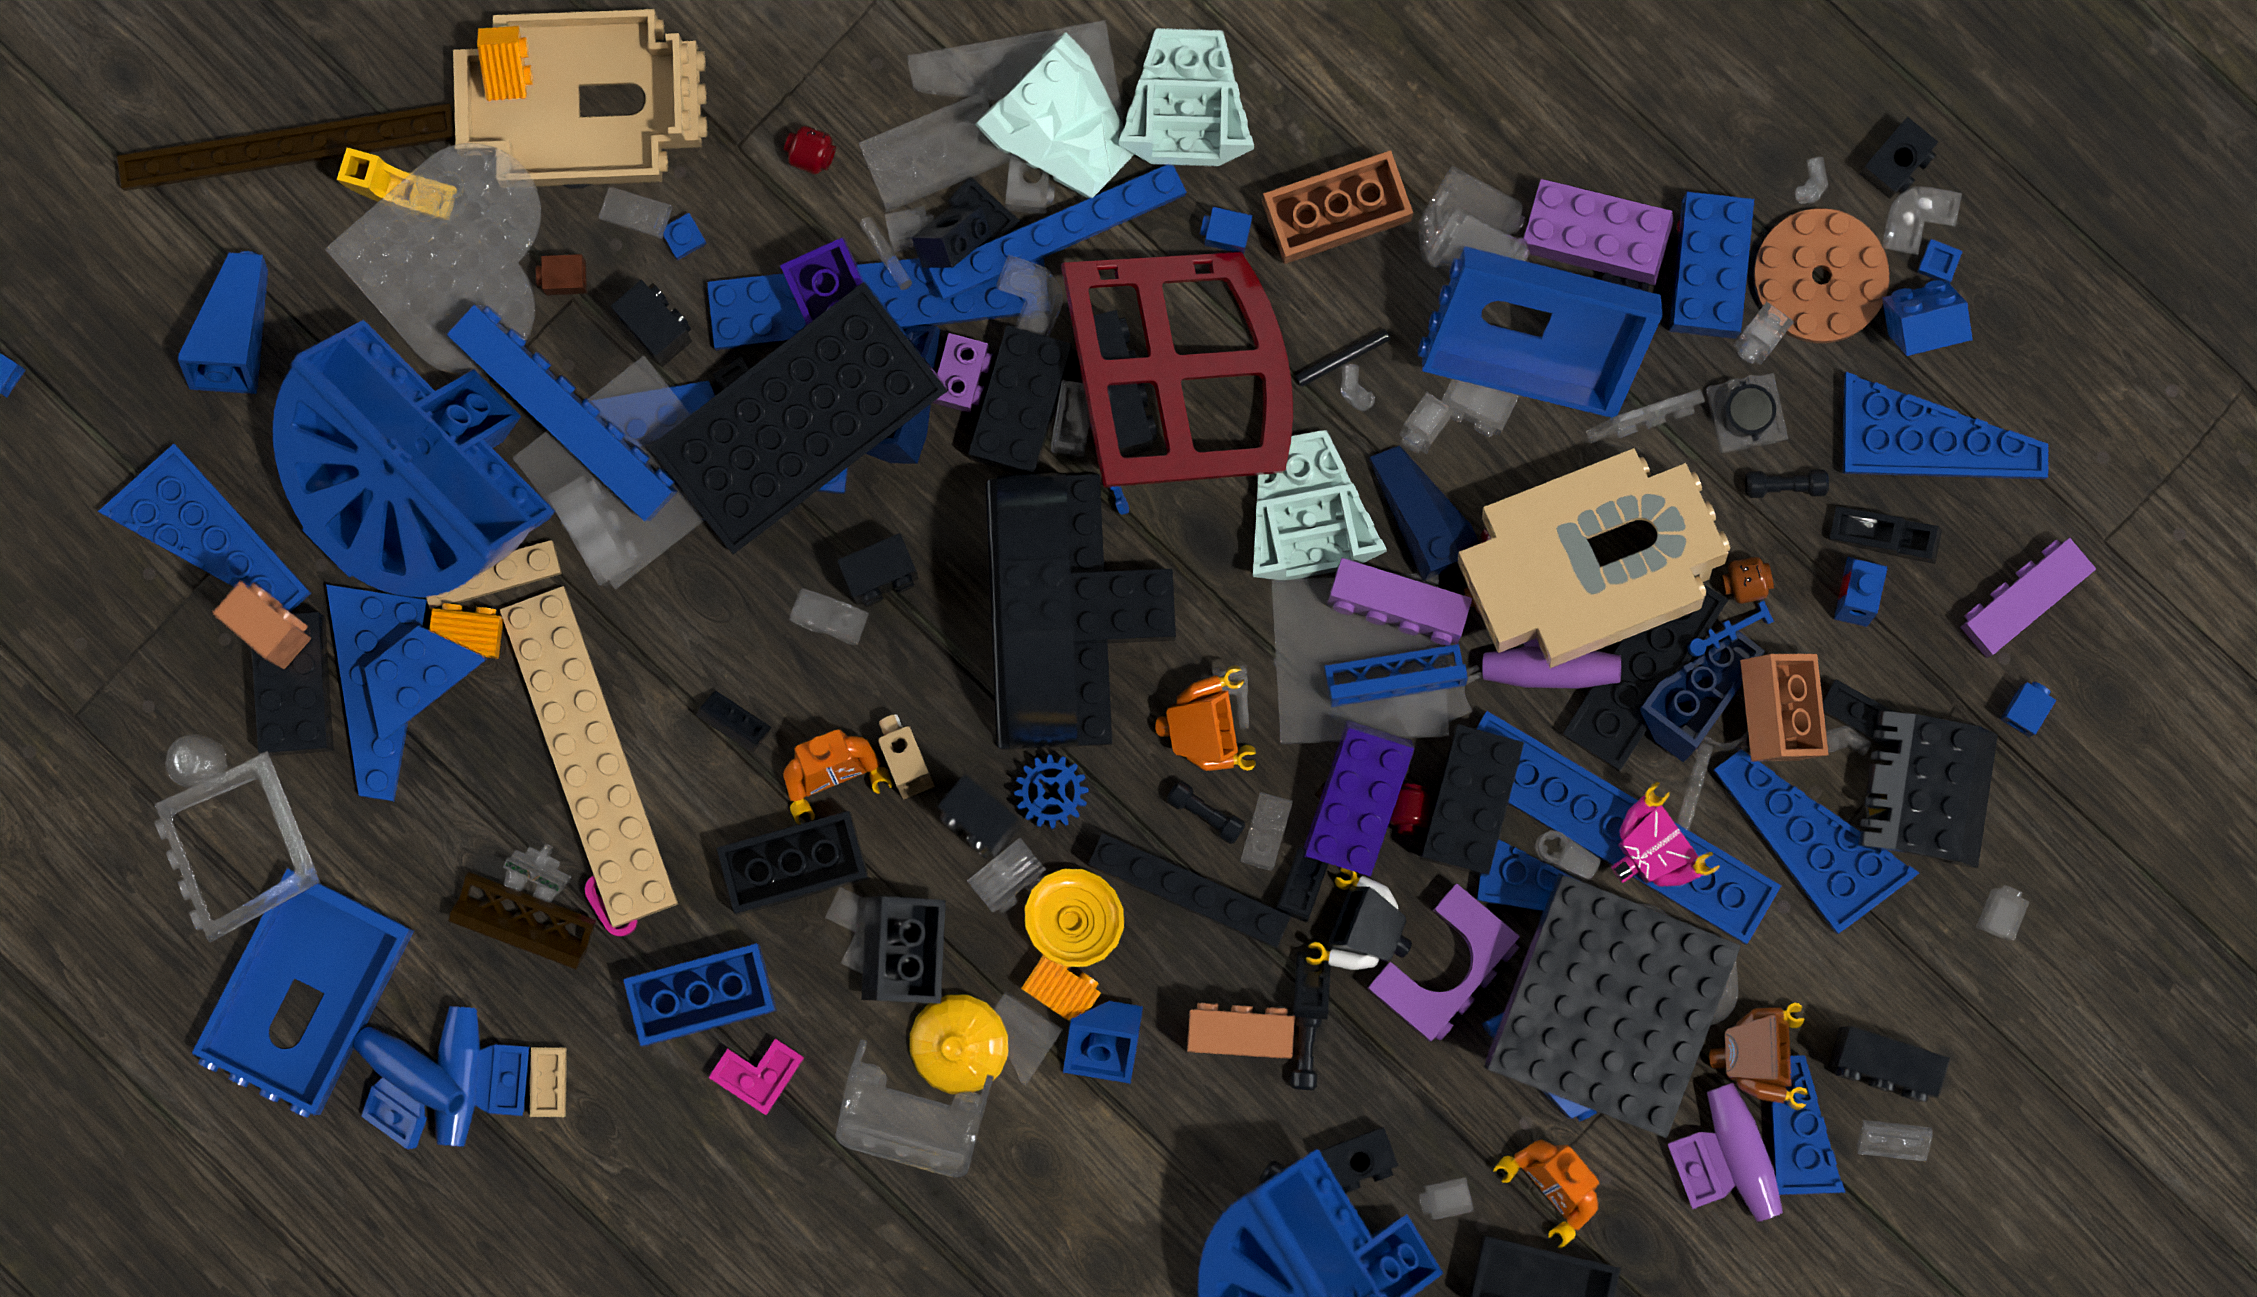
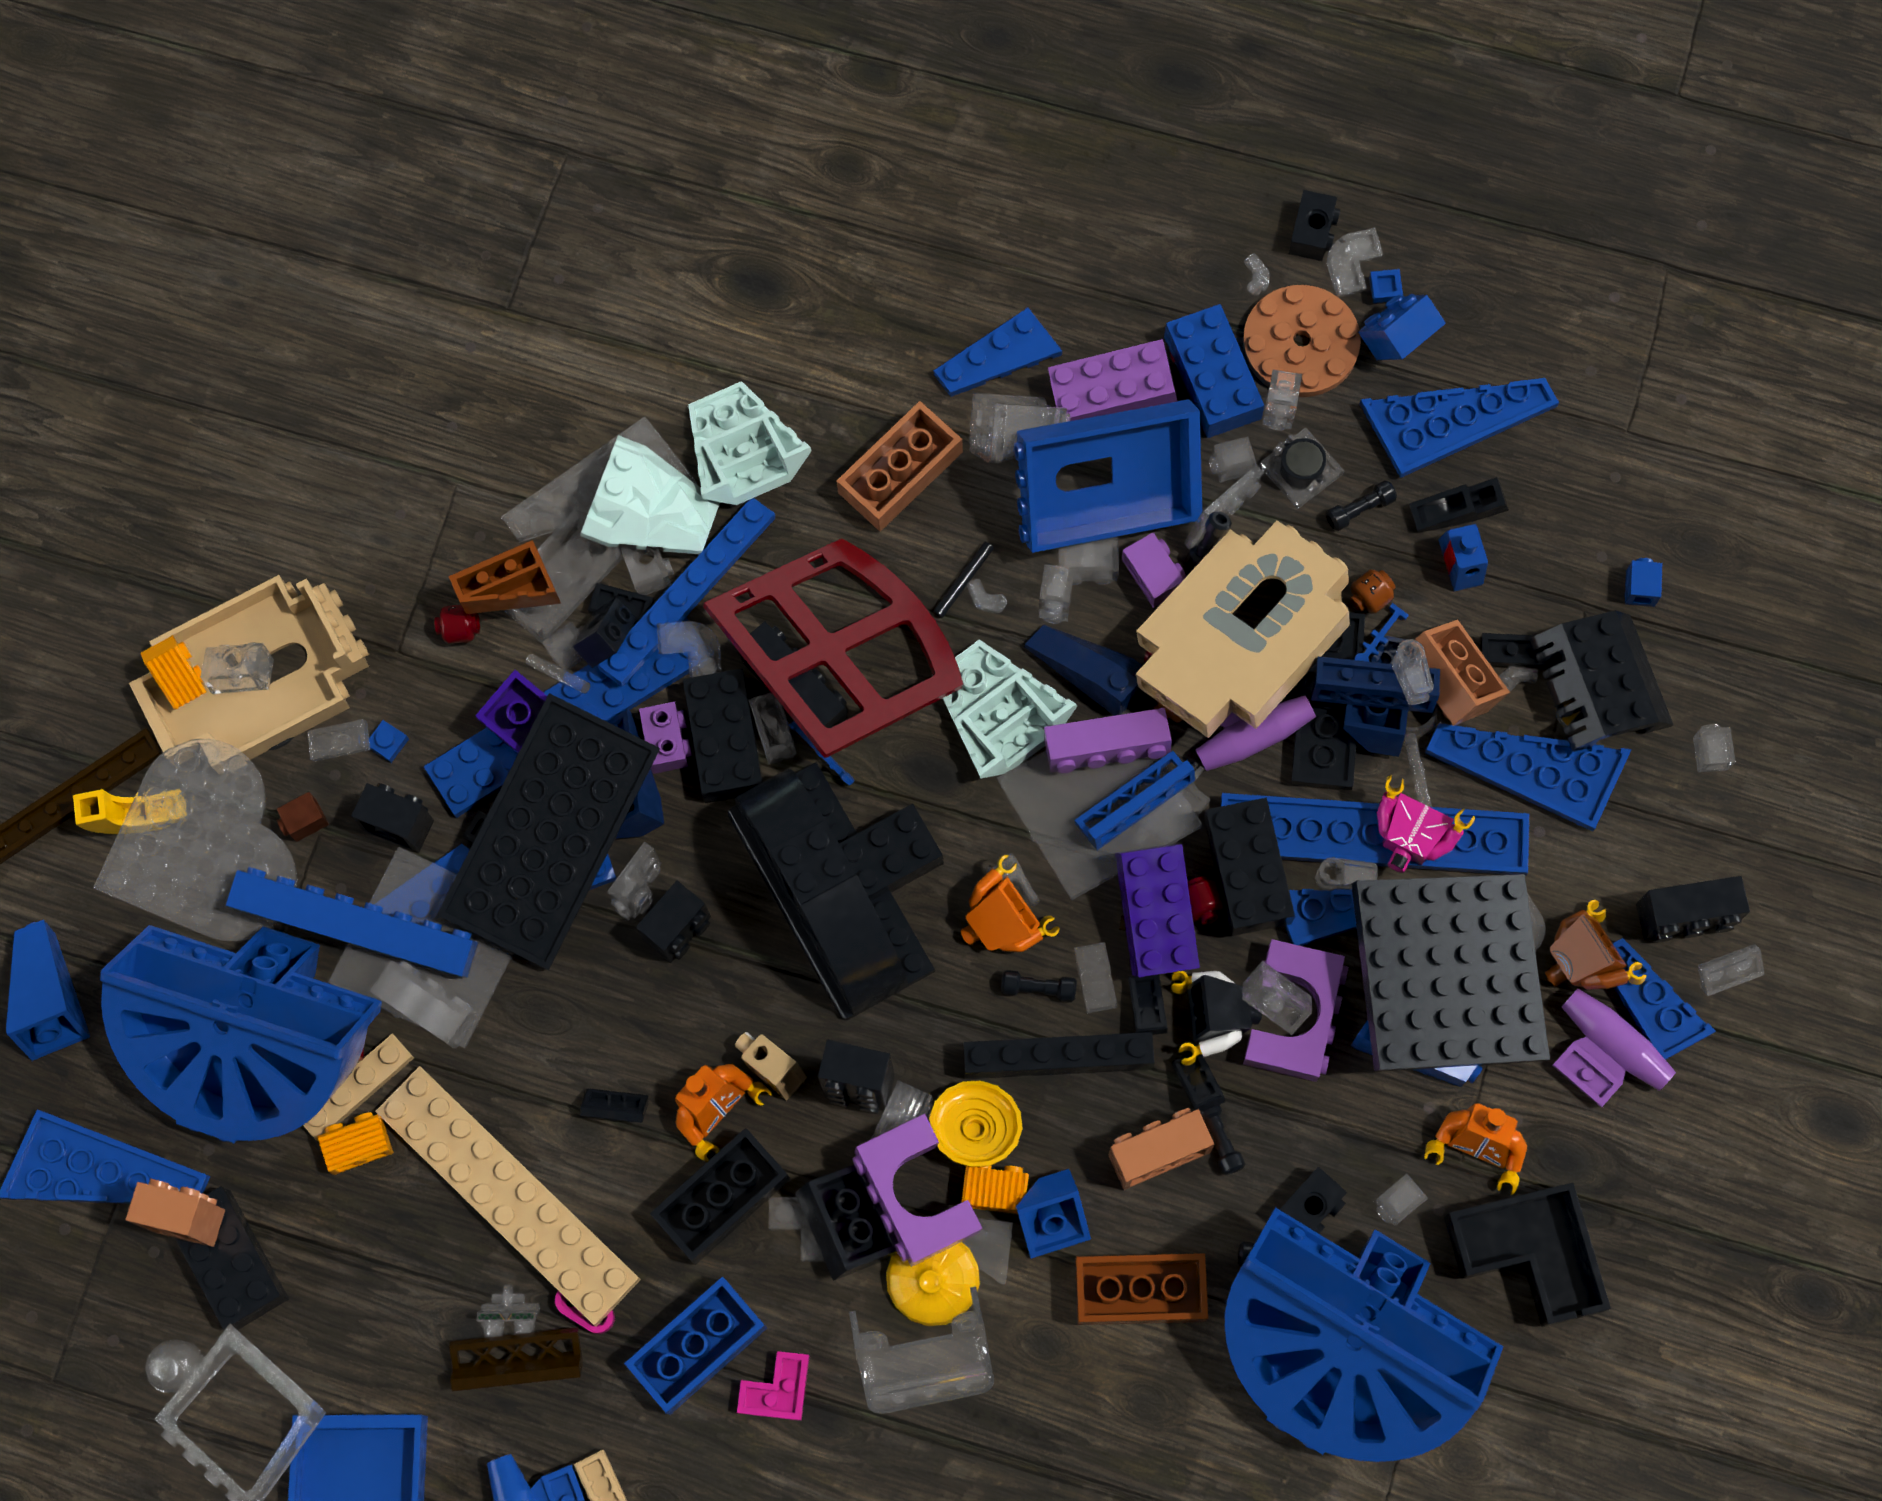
camera: 20 degrees left, 10 degrees down
(363, 630) = (294, 1208): blue wing -> none
(414, 676) = (328, 1199): blue wing -> none
(579, 102) = (237, 668): none -> clear brick
(828, 616) = (646, 981): clear slope -> none
(850, 517) = (630, 890): none -> clear plate
(877, 138) = (505, 582): none -> dark orange wedge
(961, 911) = (917, 1236): none -> medium lavender arch
(1062, 780) = (918, 1036): blue gear -> none
(1152, 1157) = (1141, 1289): none -> dark orange brick
(1226, 229) = (821, 525): blue brick -> none
(1430, 944) = (1277, 998): none -> clear brick
(1505, 133) = (1006, 349): none -> blue wing
(1539, 446) = (1153, 568): none -> medium lavender brick
(1620, 439) = (1216, 527): none -> black piece
(1680, 369) = (1232, 459): none -> clear brick
(1694, 682) = (1375, 681): none -> dark blue fence
(1734, 696) = (1413, 671): none -> clear piece
(2028, 597) = (1594, 500): medium lavender brick -> none

